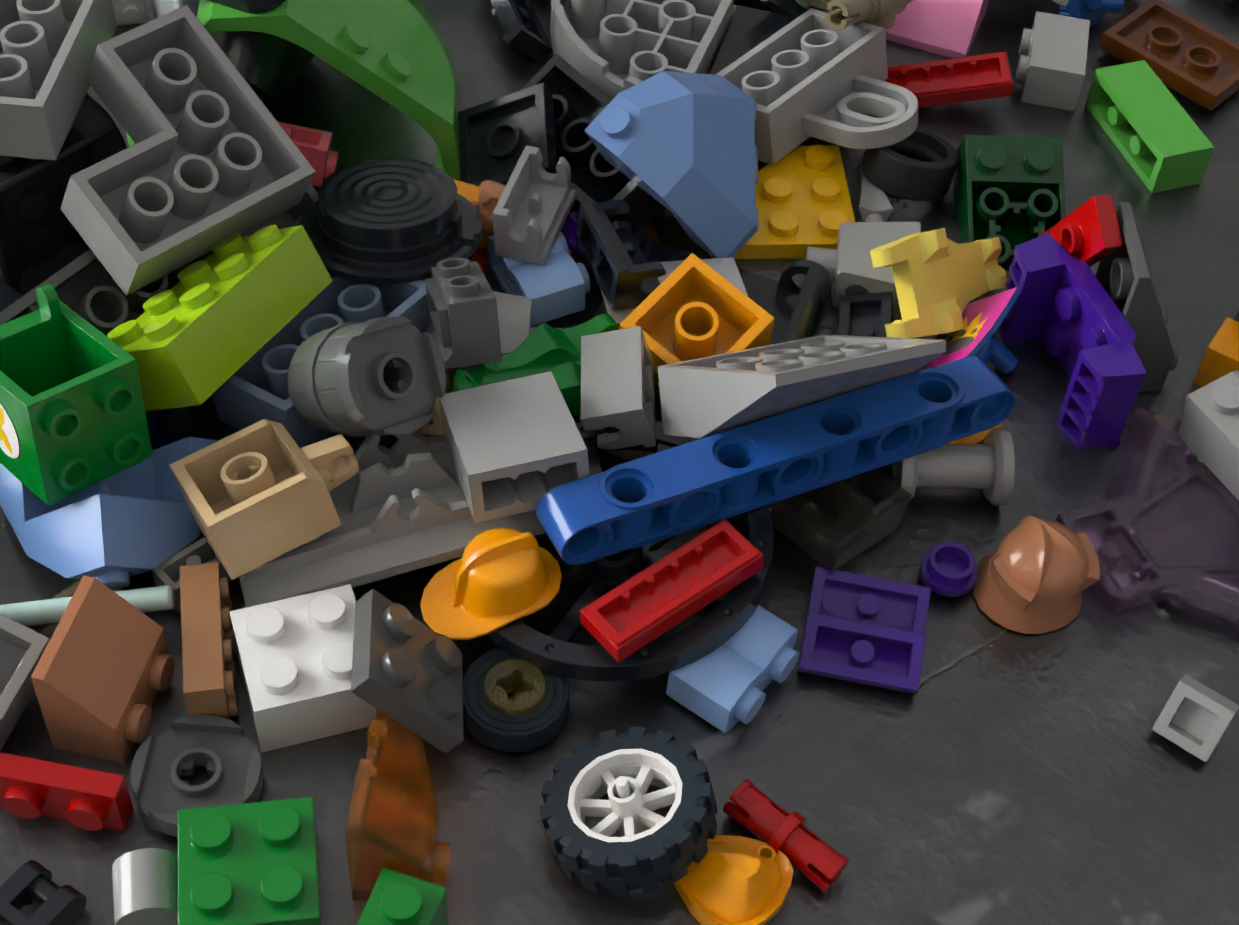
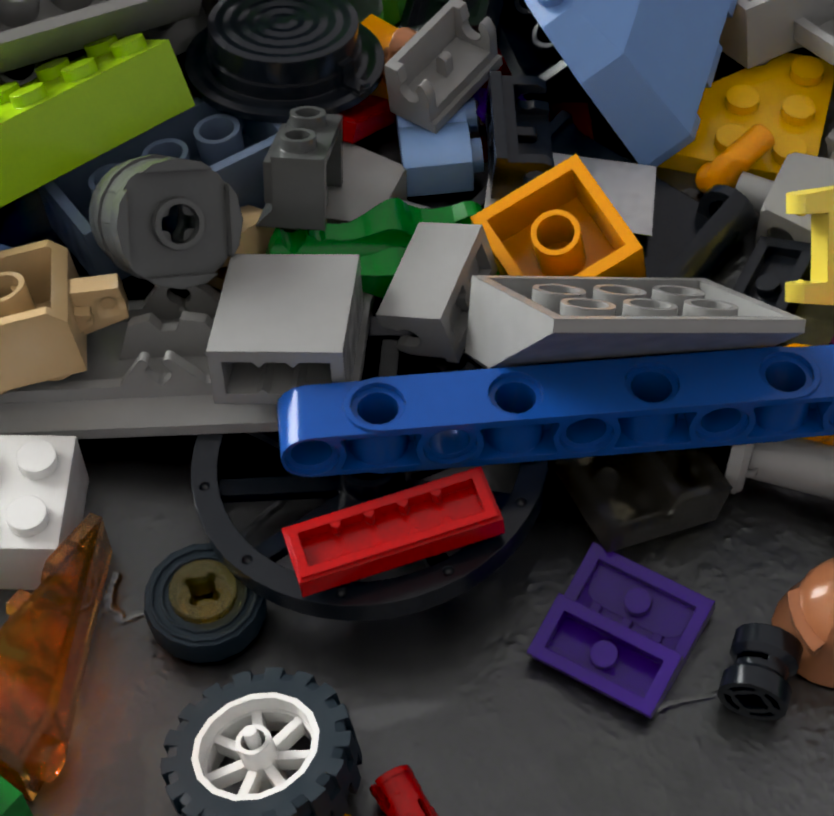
camera: 25 degrees right, 5 degrees up
(407, 671) = (87, 546): dark grey plate -> none
(491, 585) = (216, 474): light orange piece -> none
(731, 679) = (445, 643): light blue brick -> none
(795, 240) = (735, 159): none -> light orange arm
(949, 569) = (750, 585): dark purple plate -> none
(989, 636) = (761, 667): none -> black wheel

